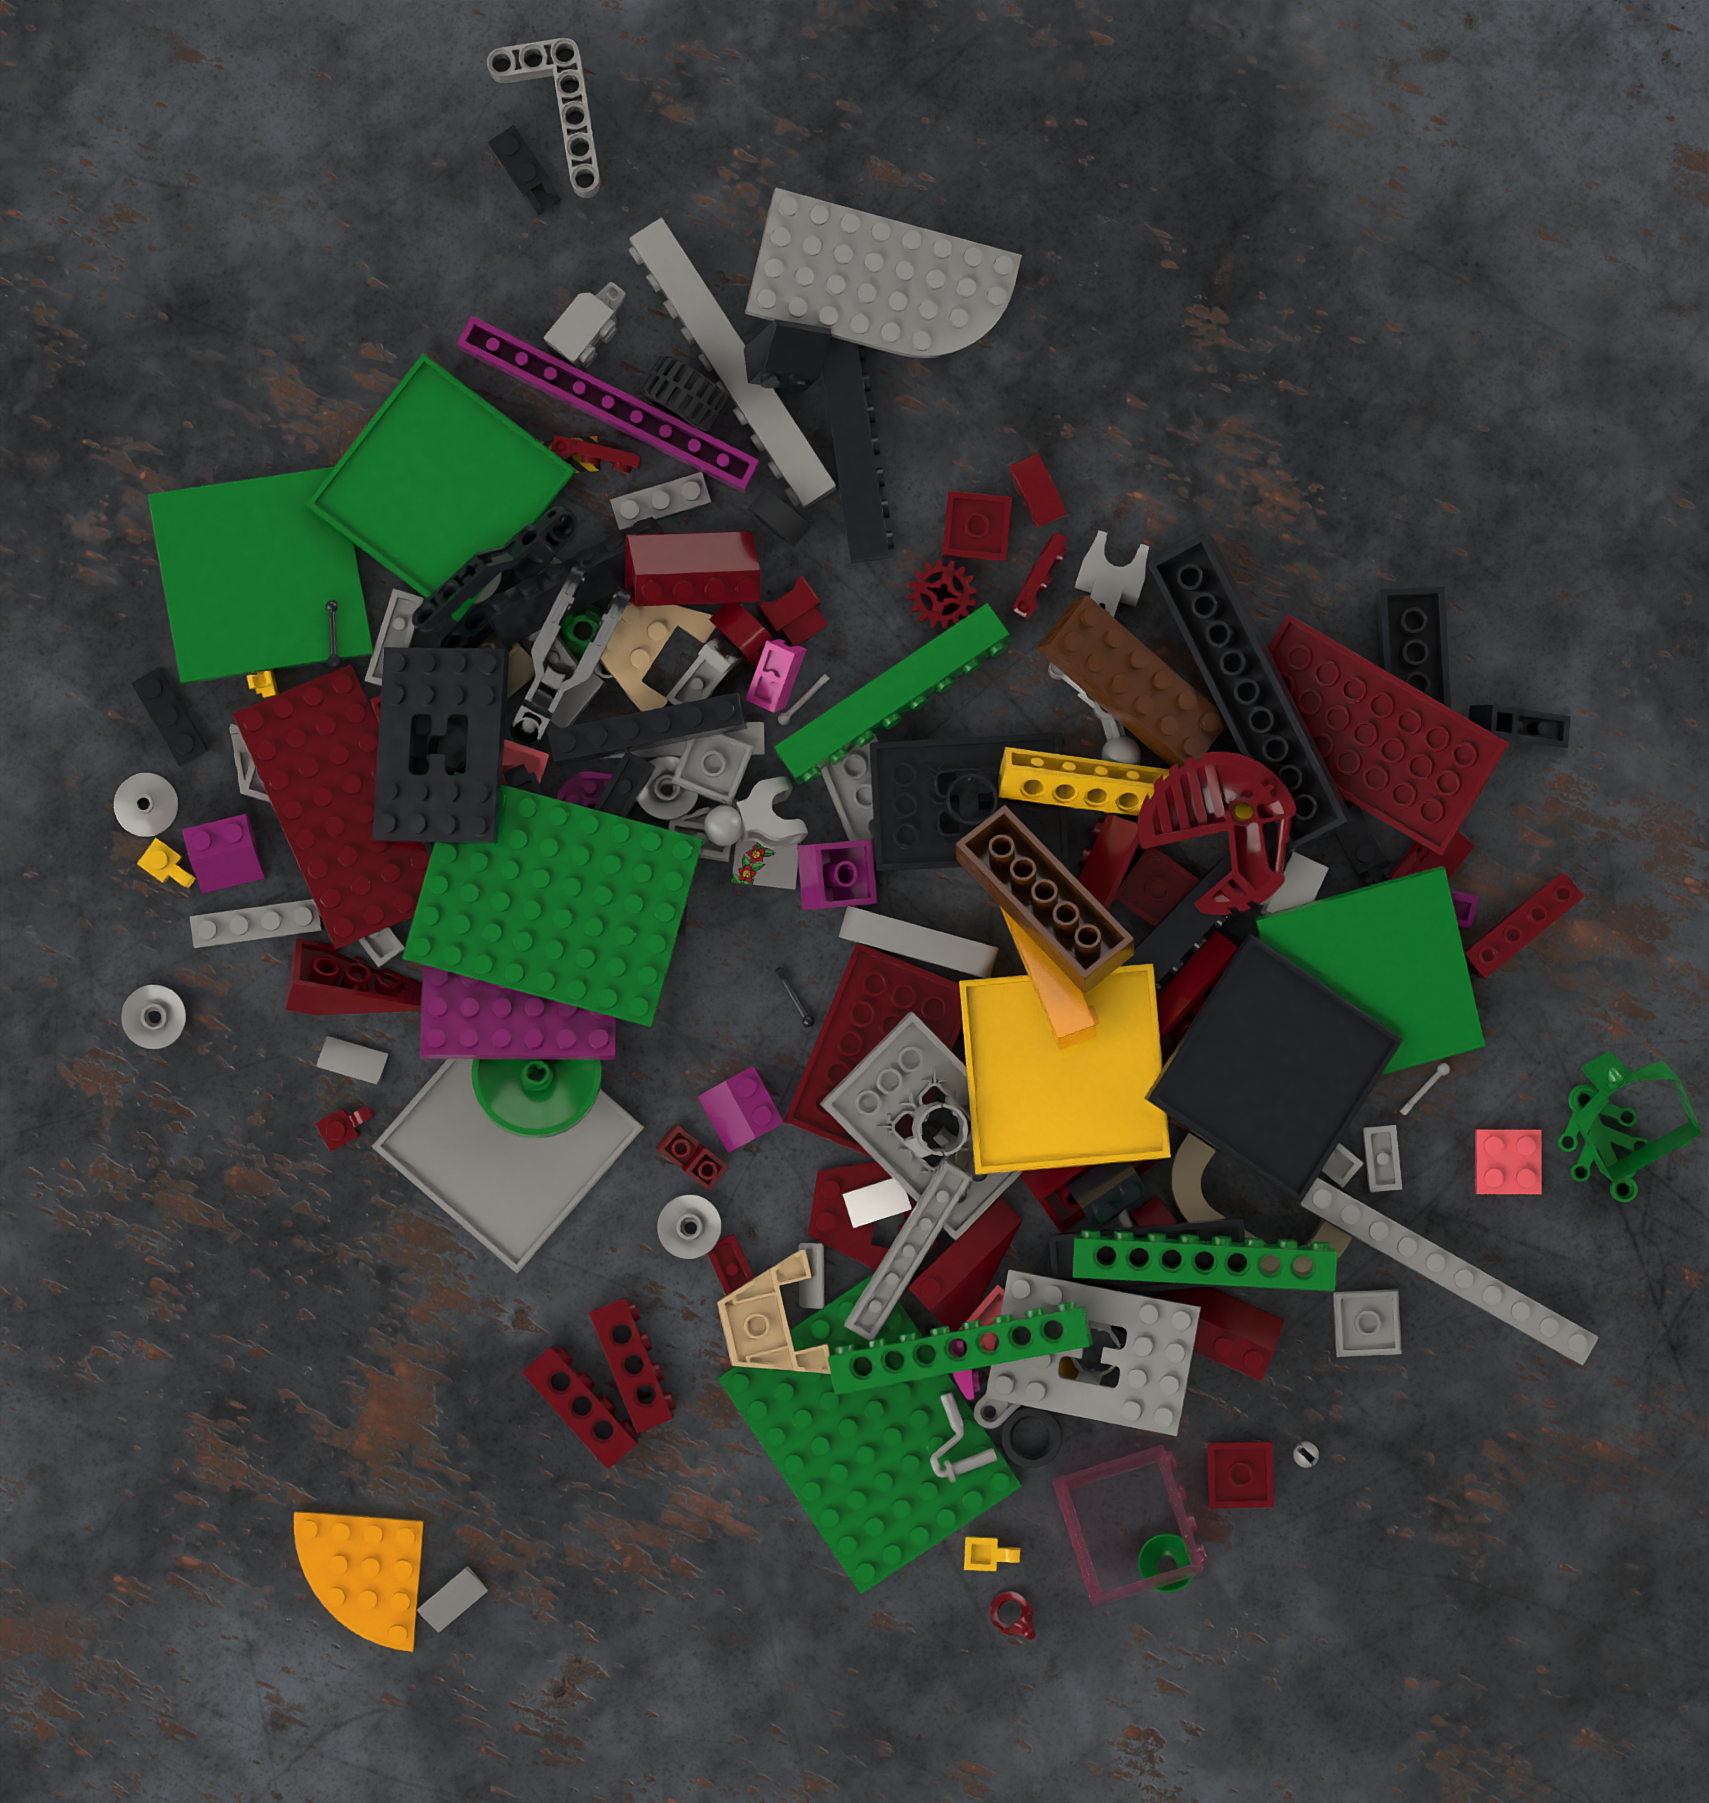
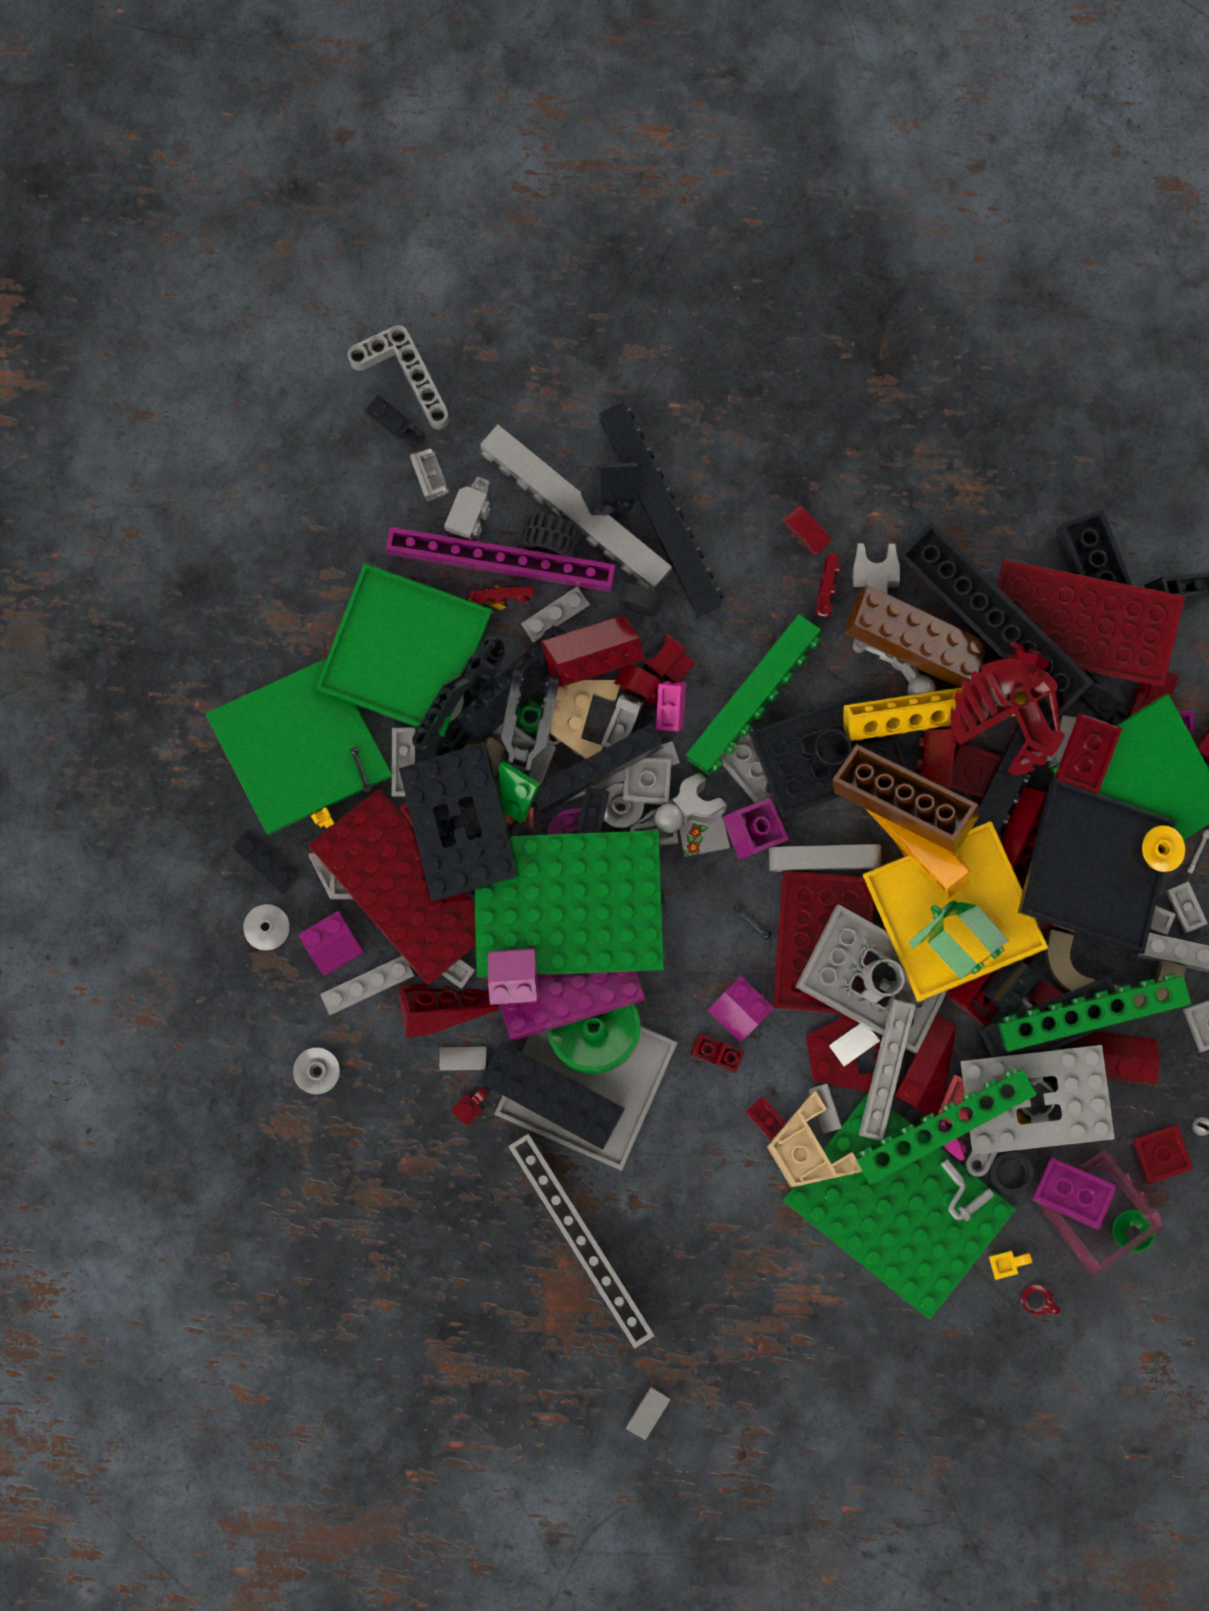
camera: 20 degrees left, 5 degrees down
(164, 862) = (290, 963): yellow plate -> none
(364, 1572) = (580, 1413): light orange plate -> none
(433, 1348) = (581, 1241): none -> light grey brick
(447, 974) = (512, 976): none -> magenta slope
(453, 1146) = (552, 1095): none -> black brick
(530, 728) = (516, 792): none -> green wing
(549, 257) = (429, 474): none -> light grey hinge
(607, 1449) = (724, 1273): dark red brick -> none
(642, 1414) = (740, 1241): dark red brick -> none
(675, 1218) = (725, 1090): light grey dish -> none
(784, 718) = (685, 734): light grey hinge -> none
(877, 278) = (656, 421): light grey plate -> none
(927, 589) = (774, 618): dark red gear -> none
(977, 526) = (774, 566): dark red plate -> none
(1028, 1120) = (947, 947): none -> piece
(1103, 1489) = (1074, 1193): none -> magenta tile
(1274, 763) = (1032, 657): none -> dark red plate
(1309, 914) = (1088, 753): none -> dark red tile
(1384, 1077) = (1172, 848): none -> yellow dish

